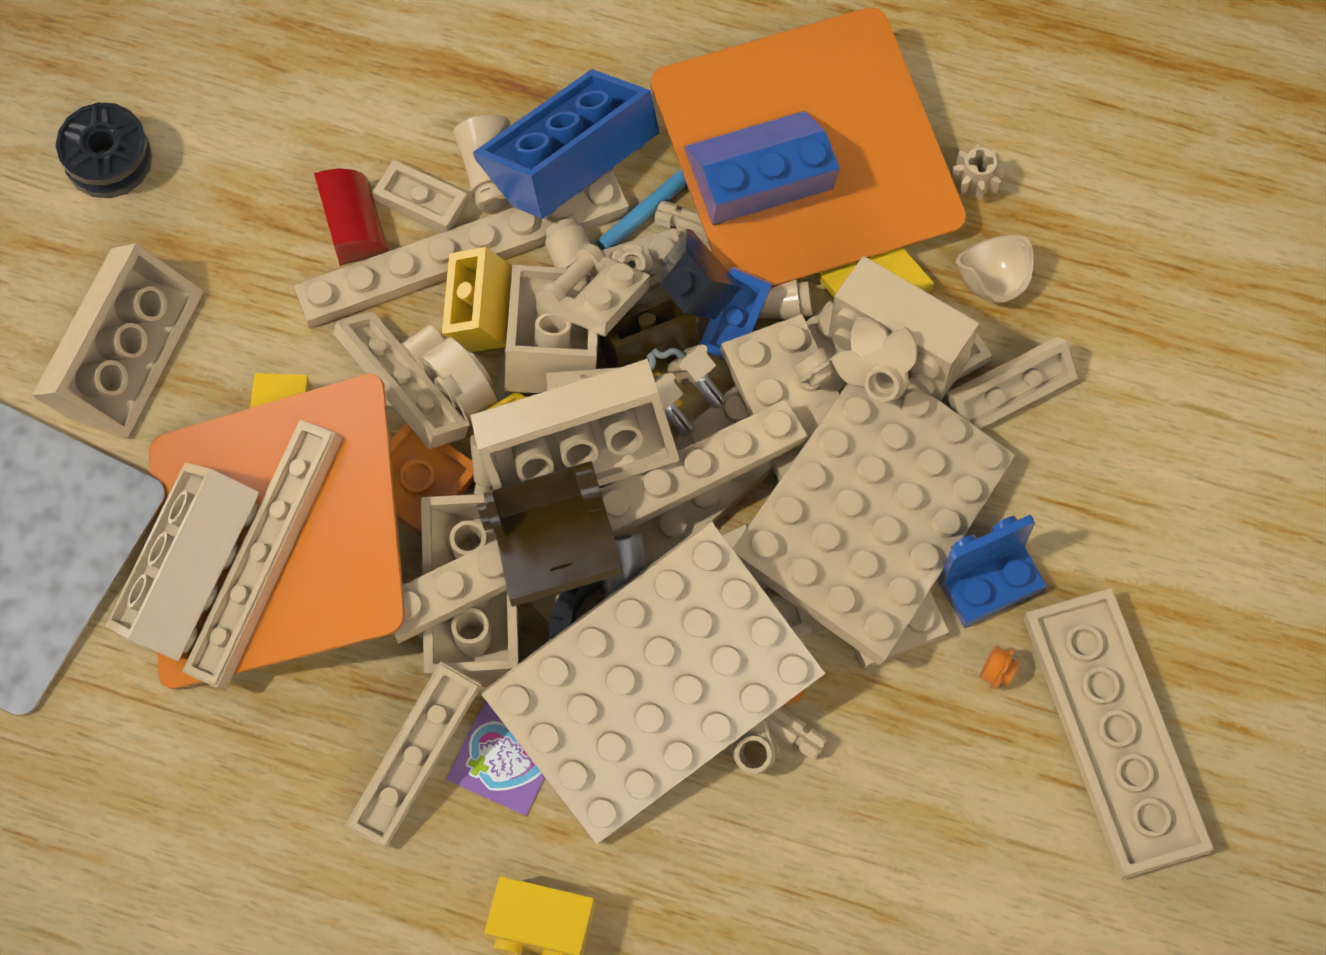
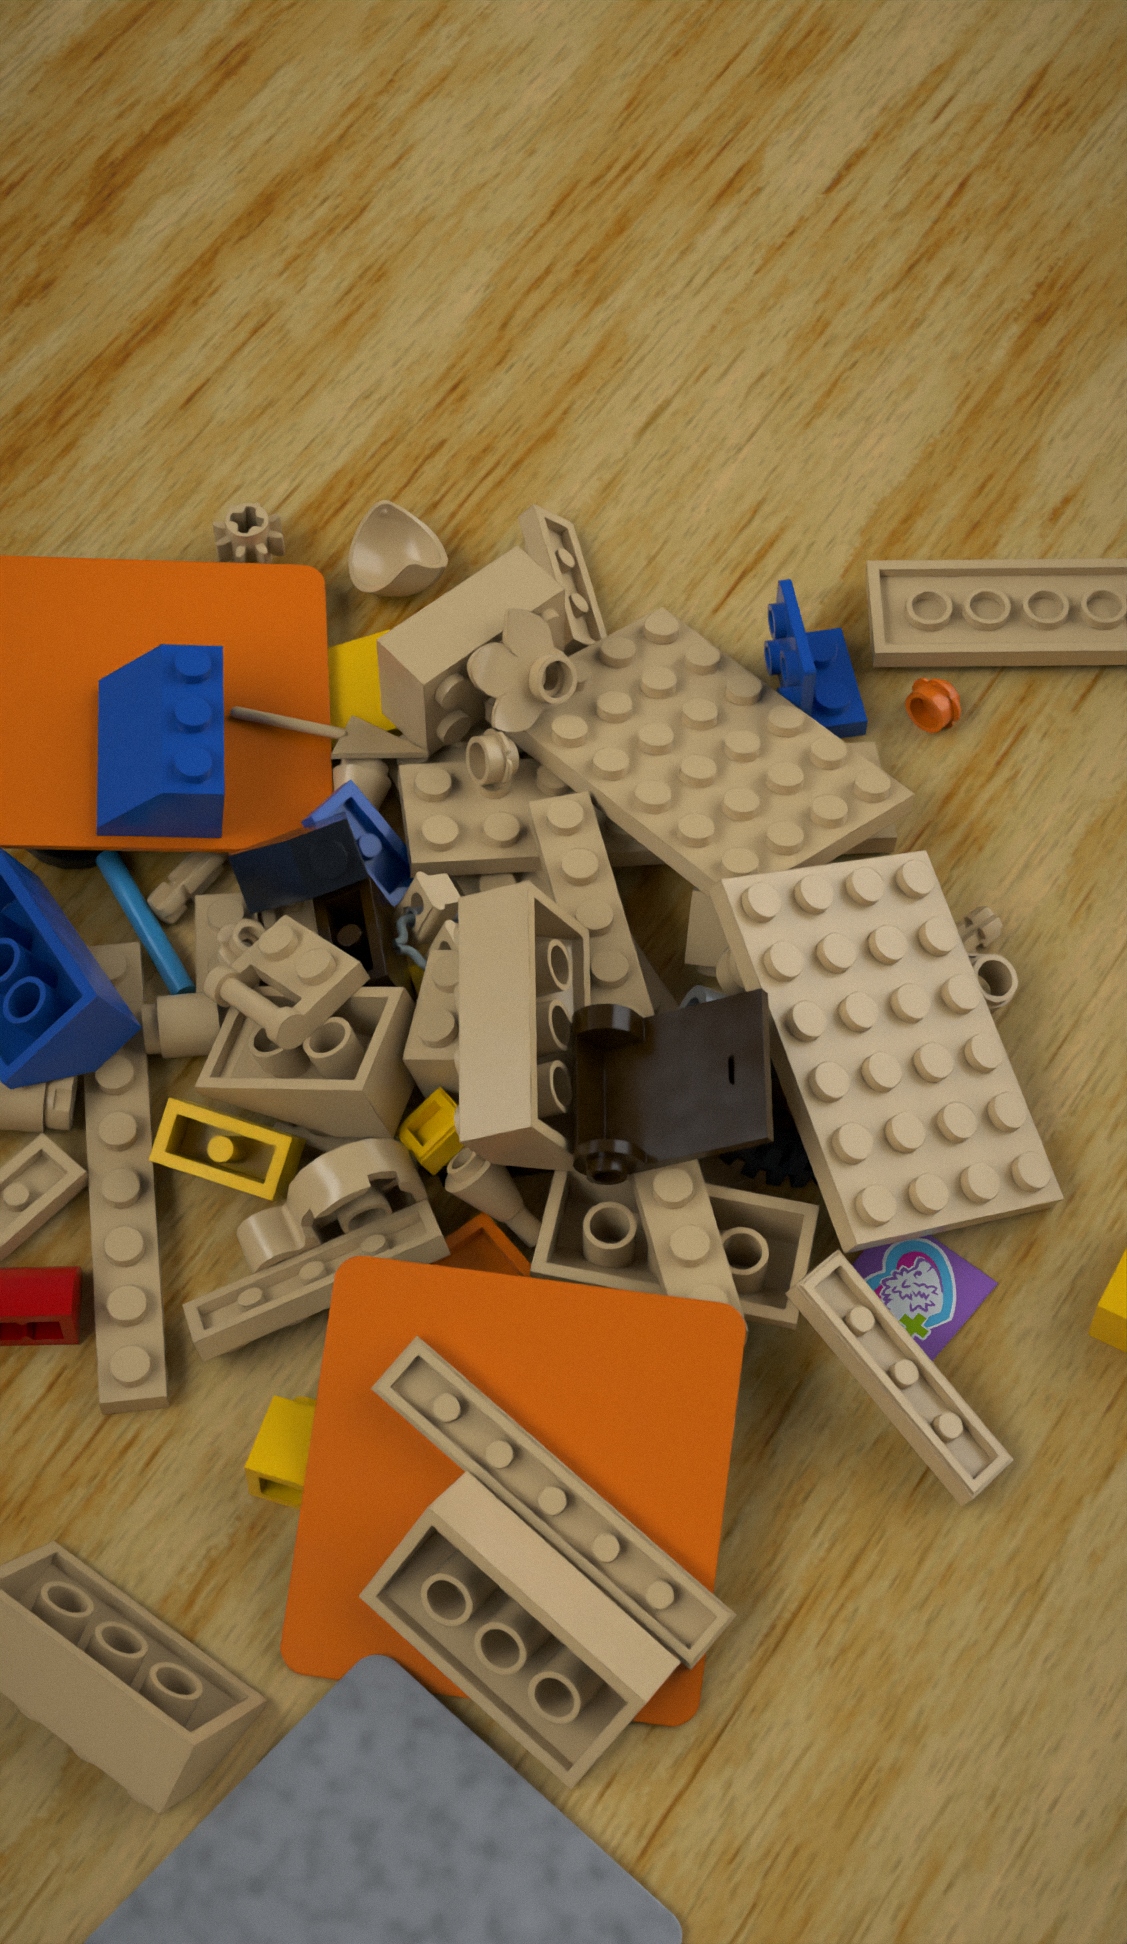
camera: 75 degrees left, 10 degrees down
(819, 286) = (356, 741): none -> tan piece

